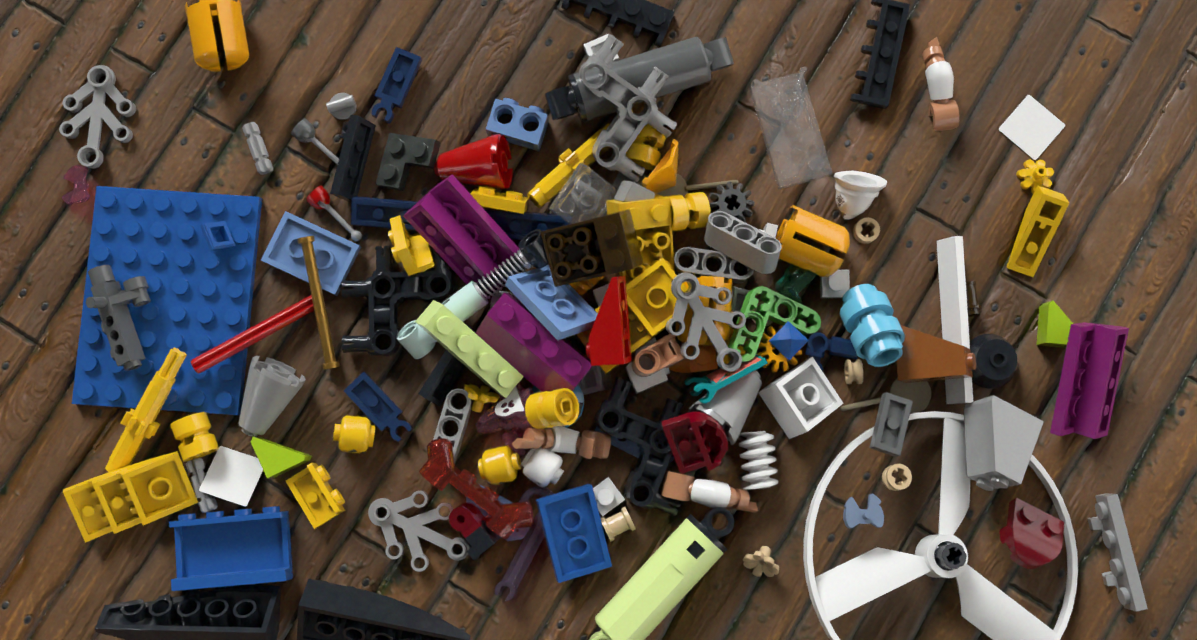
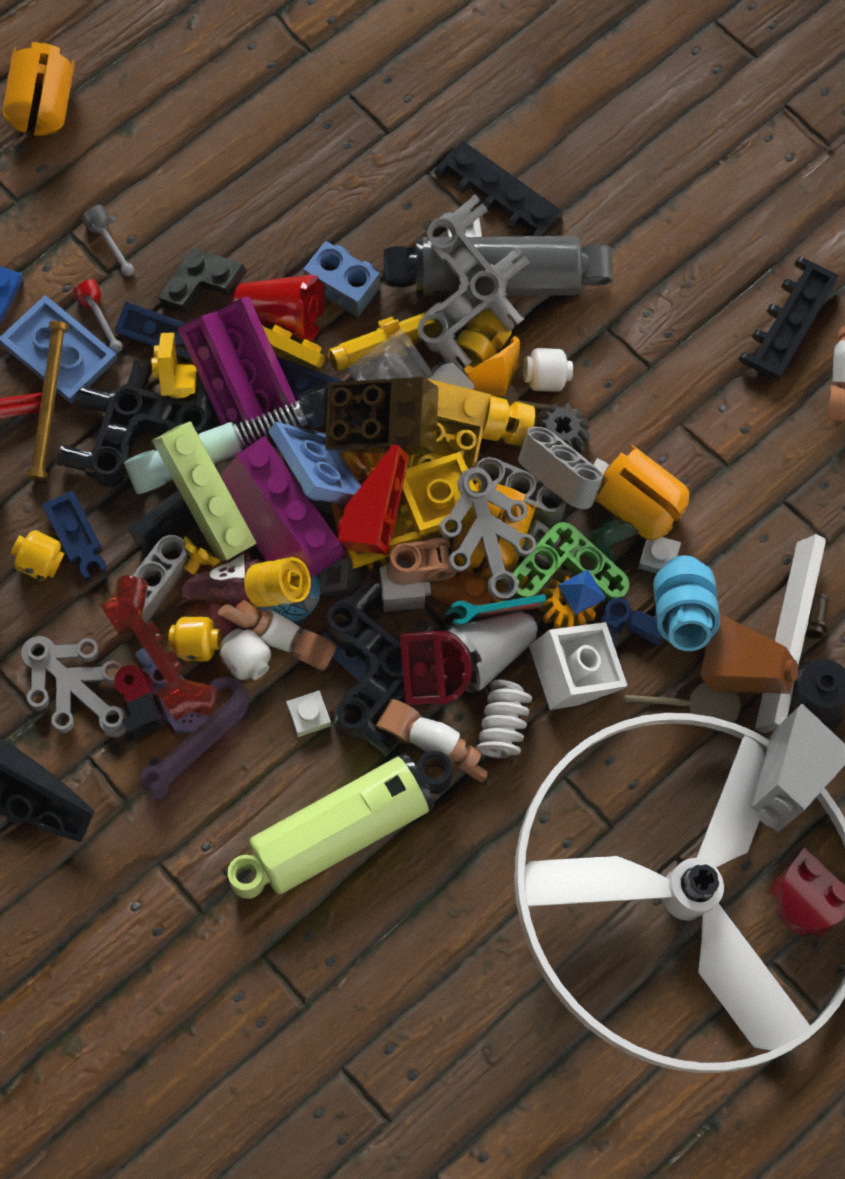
camera: 15 degrees right, 15 degrees down
(257, 148) = (37, 223): light grey axle -> none
(342, 106) = (149, 206): light grey plate -> none
(353, 157) = (142, 261): black hinge -> none
(396, 82) = (218, 198): dark blue plate -> none
(574, 533) = (257, 737): blue plate -> none
(617, 523) = (313, 746): tan bush -> none
(704, 155) = (547, 370): none -> white head
(761, 562) = (471, 841): tan plant -> none
(790, 129) = (658, 373): clear plate -> none
(853, 371) = (651, 656): tan bush -> none
(856, 191) = (712, 459): white piece -> none
(872, 515) = (619, 805): sand blue piece -> none
(874, 232) = (720, 497): tan bush -> none
(889, 481) = (651, 772): tan bush -> none
(891, 424) = (673, 713): dark grey plate -> none

